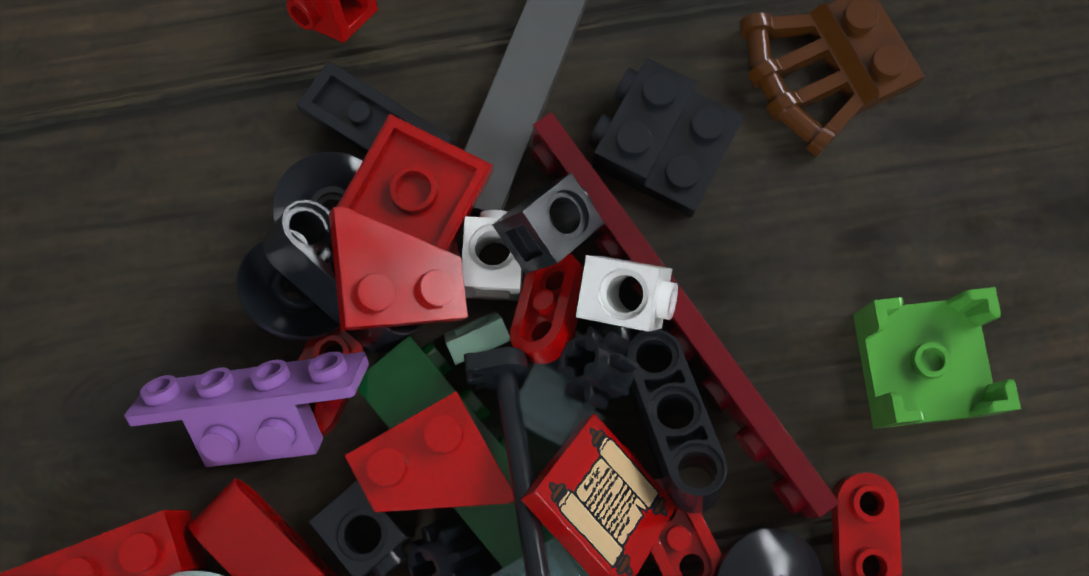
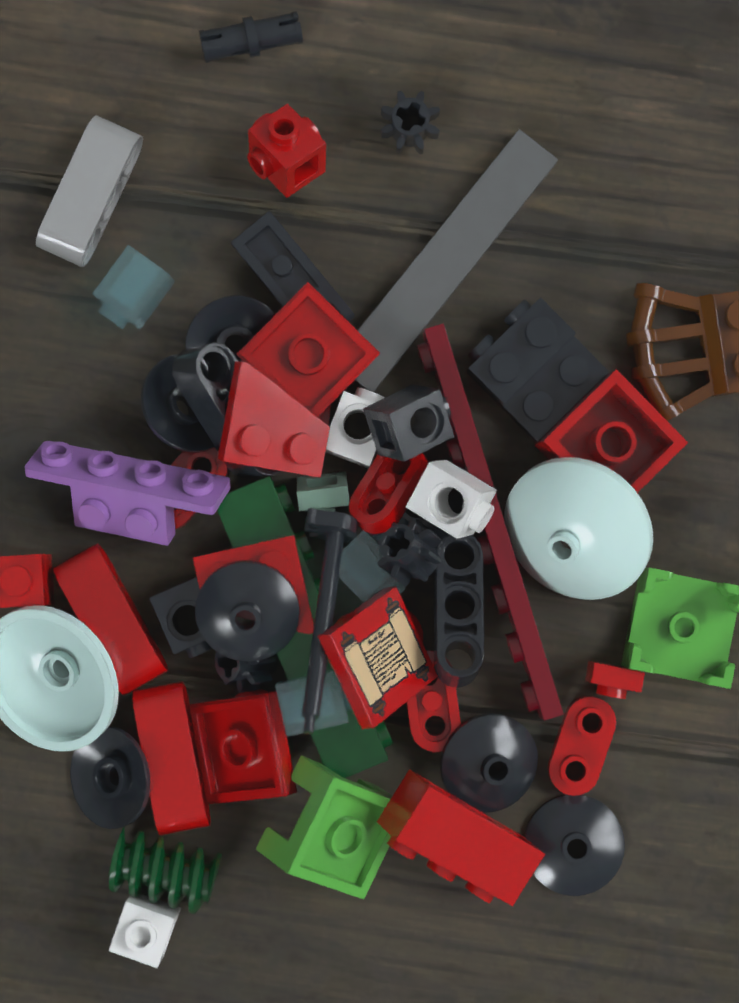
camera: 15 degrees right, 10 degrees up
(129, 101) = (89, 191): none -> light grey beam
(202, 185) = (132, 289): none -> clear light blue brick
(434, 468) = (250, 588): none -> black dish
(779, 184) = (617, 431): none -> red brick
(784, 252) = (589, 511): none -> light aqua dish
(878, 444) = (614, 680): none -> red plate

